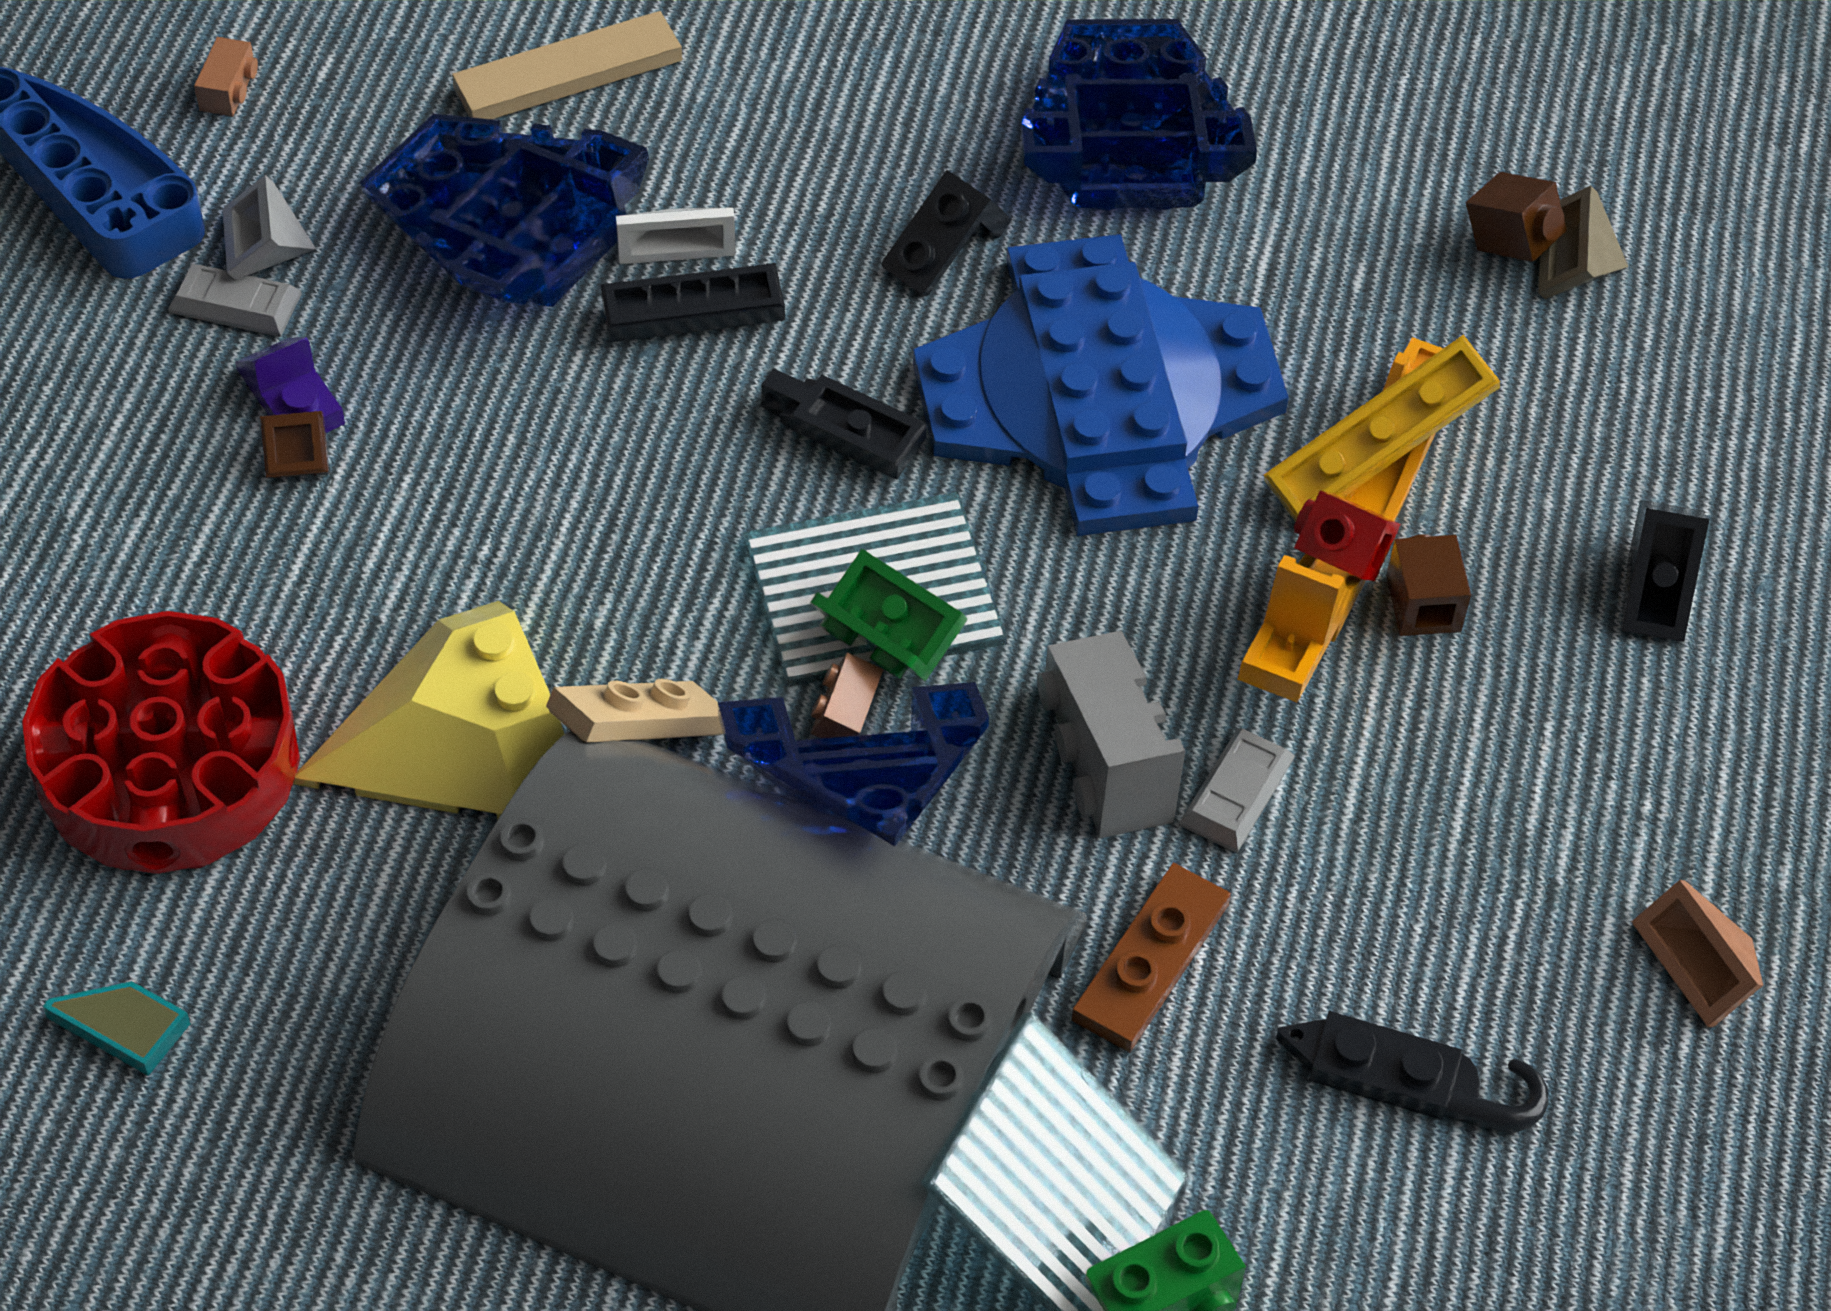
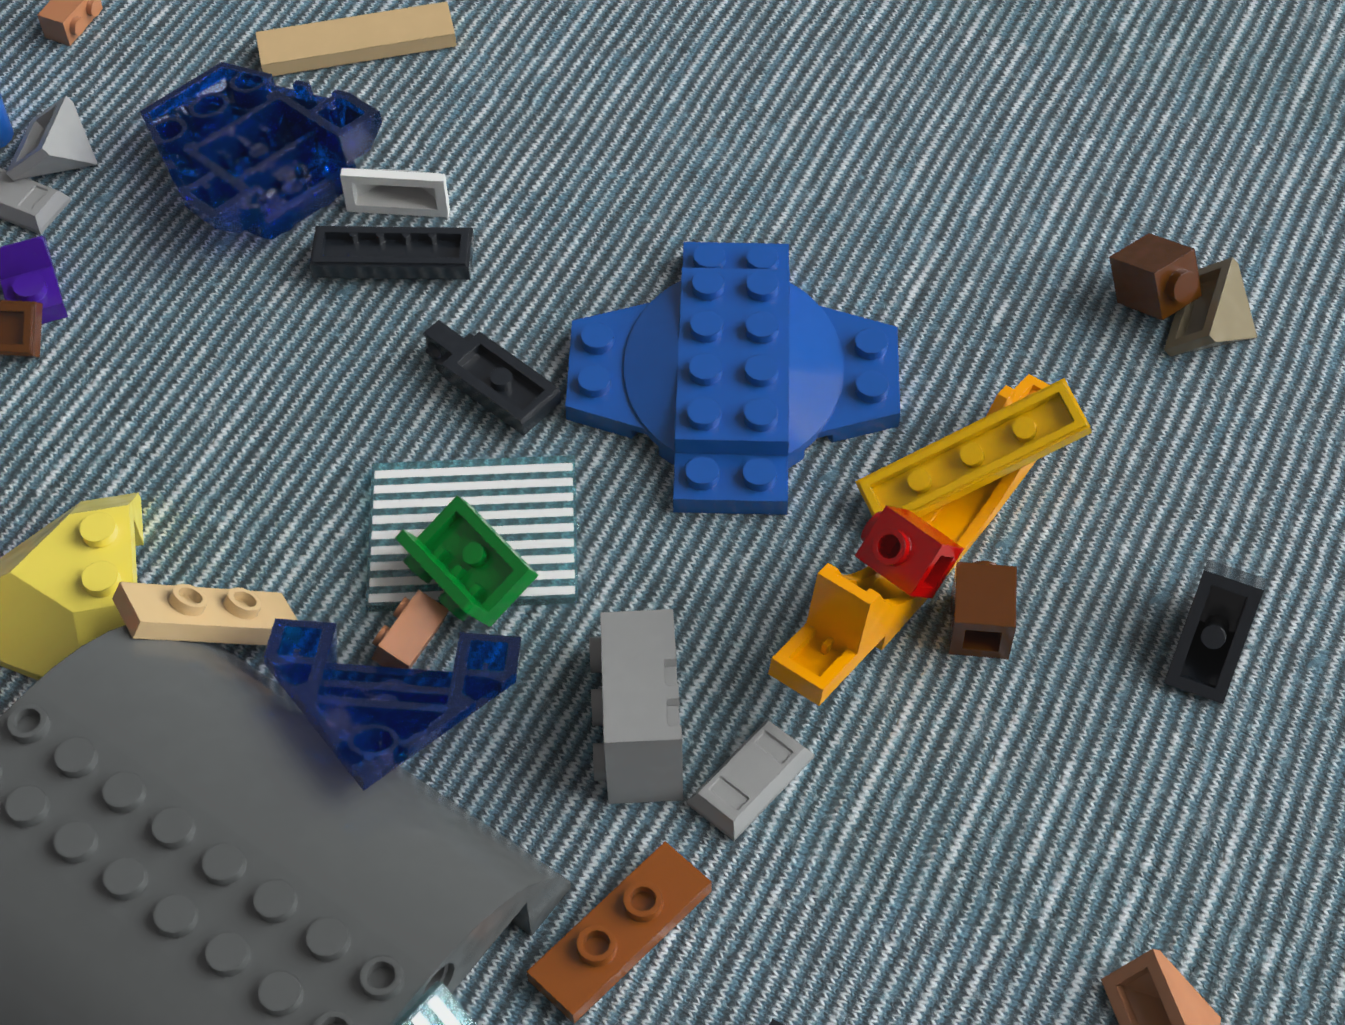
camera: 15 degrees right, 0 degrees up
(941, 231) = (626, 218): black bracket -> none
(1133, 118) = (822, 143): clear blue wedge -> none

